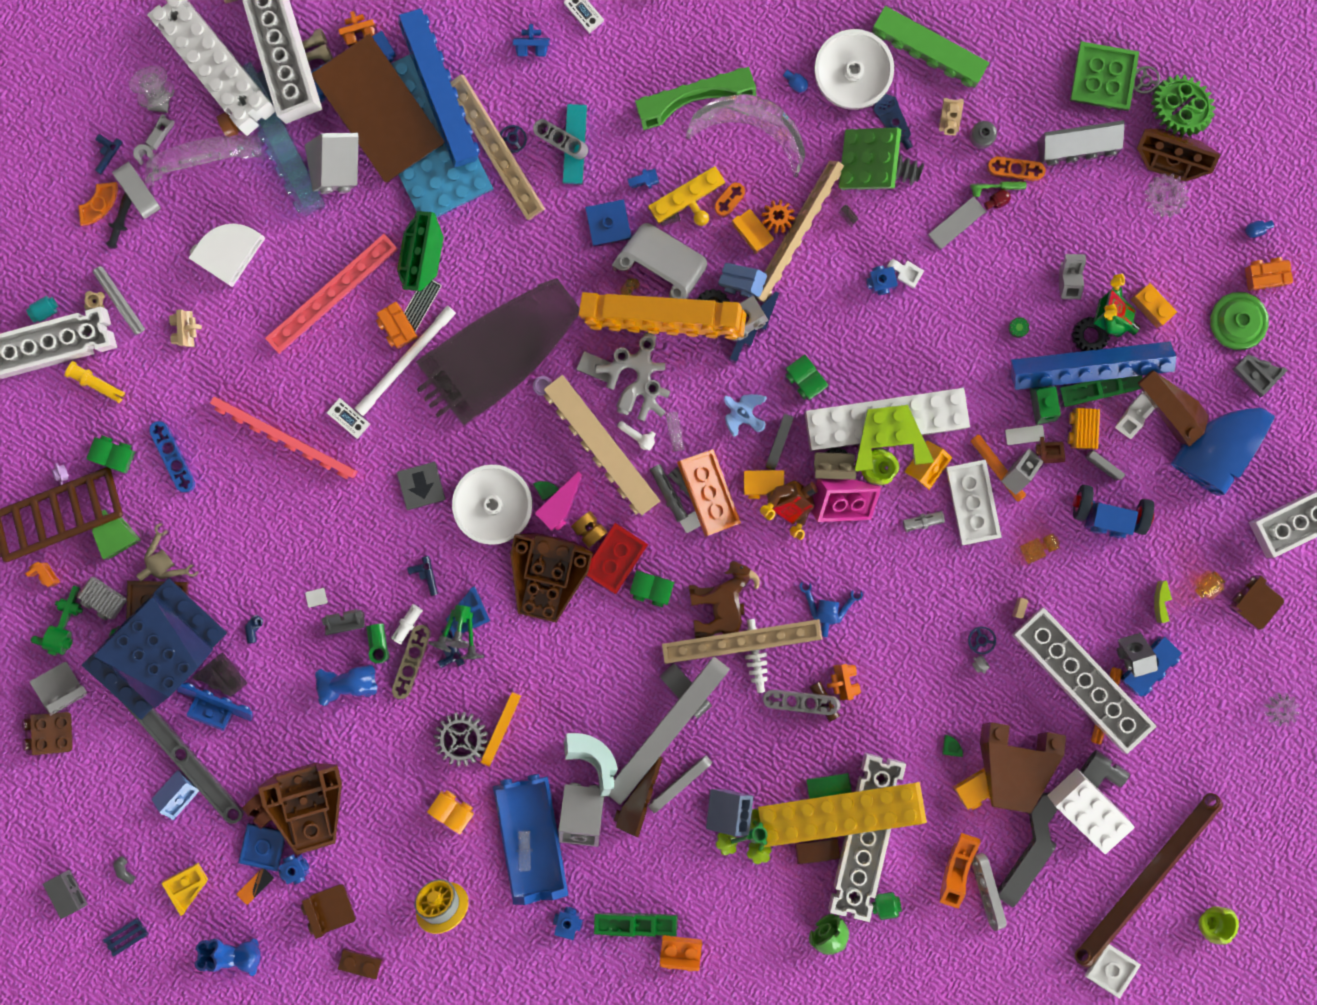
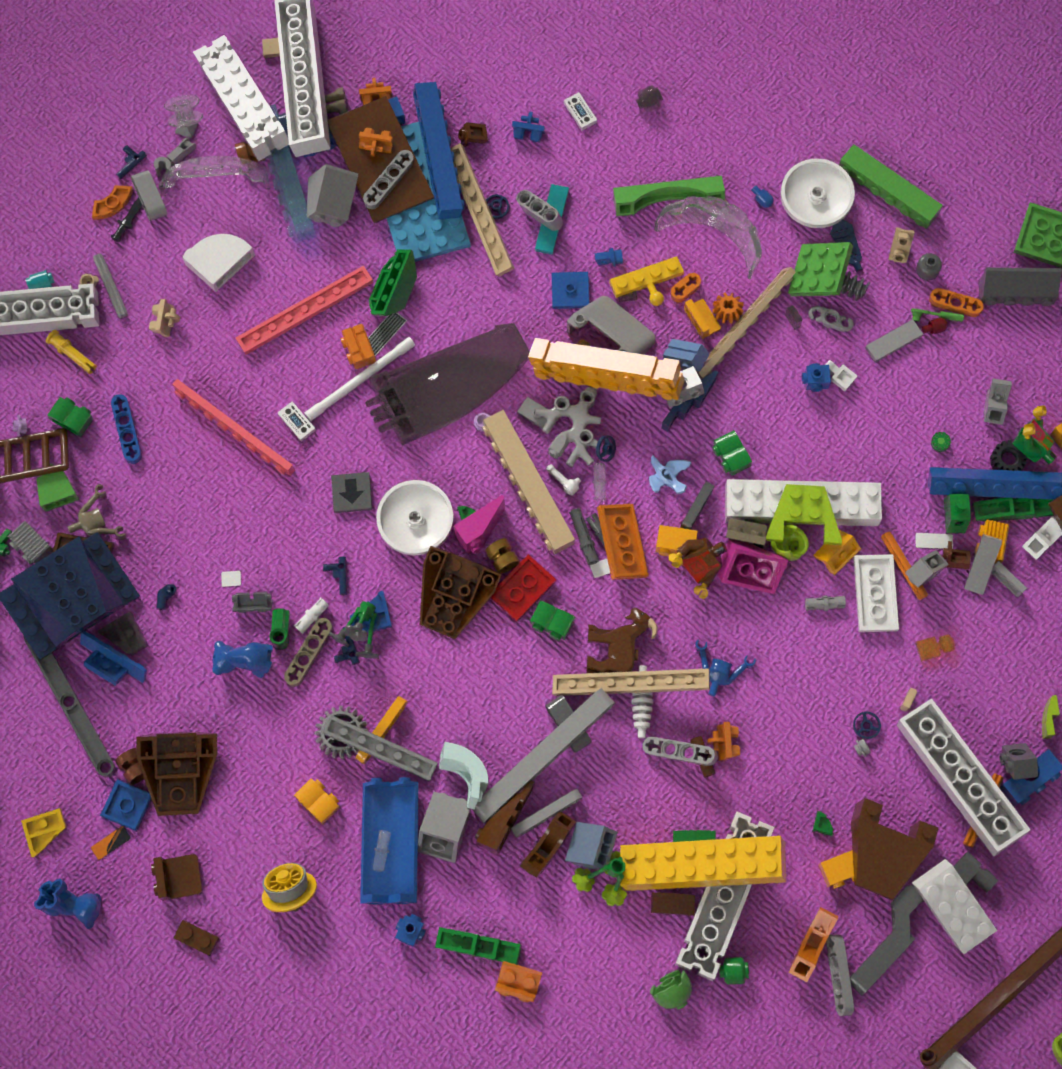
camera: 15 degrees right, 15 degrees down
(174, 795) = (54, 740): medium blue panel -> none
(299, 864) = (158, 832): blue brick -> none
(369, 93) = (375, 142): none -> orange hips
(388, 130) = (387, 178): none -> light grey beam
(472, 59) = (473, 133): none -> reddish brown bracket
(501, 750) = (379, 747): none -> light grey tile
(678, 395) = (611, 451): none -> dark blue piece
(686, 818) = (548, 845): none -> reddish brown arch
(896, 208) = (825, 312): none -> light grey piece
(1078, 456) = (983, 564): none -> light grey tile
(1112, 519) = (1008, 626): brick -> none

